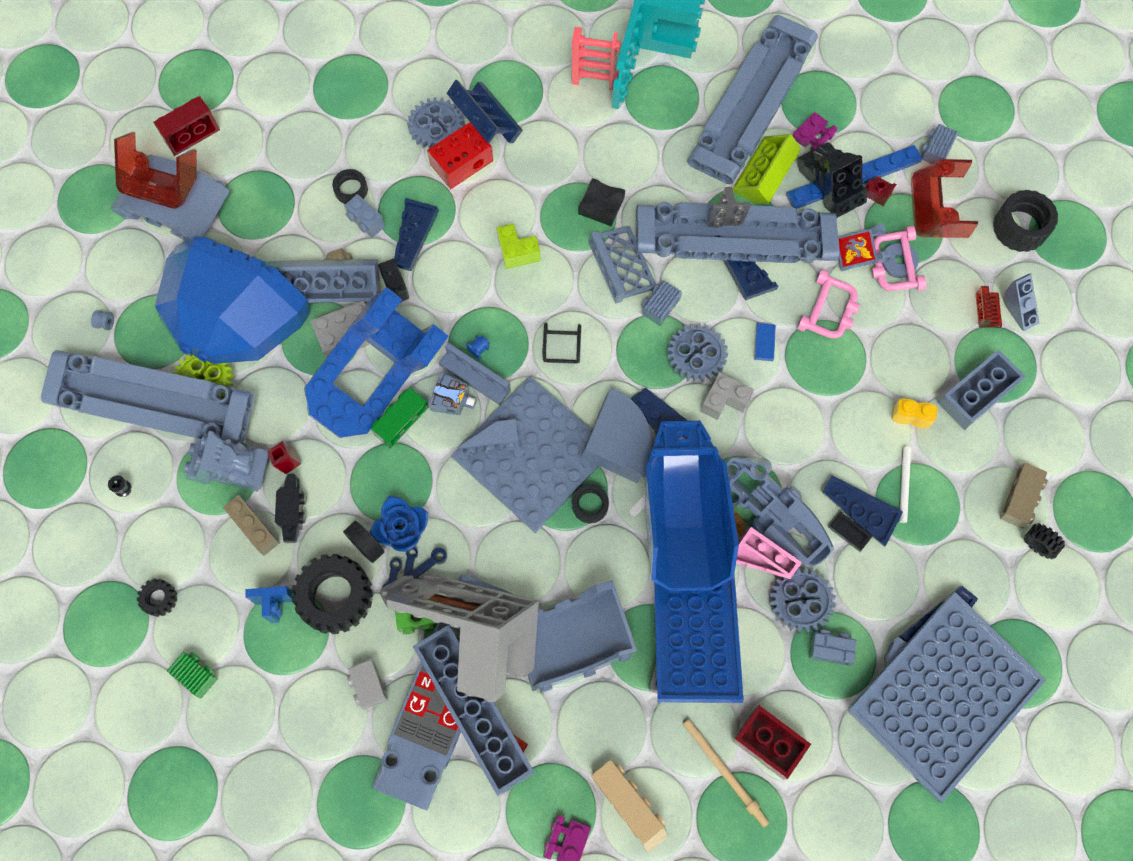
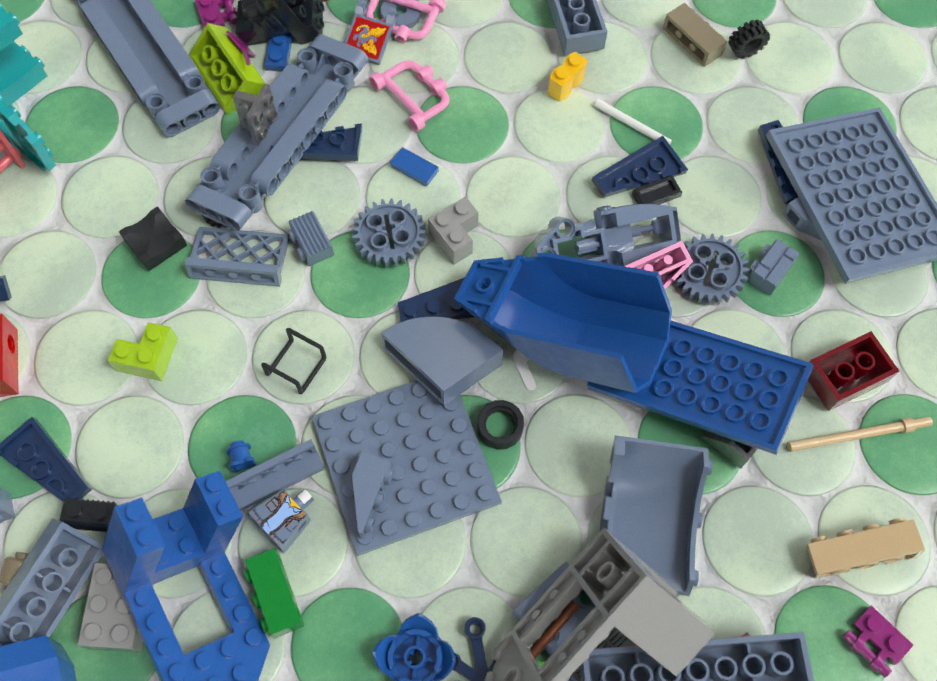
camera: 65 degrees left, 5 degrees down
(791, 168) = (243, 47): none -> magenta piece

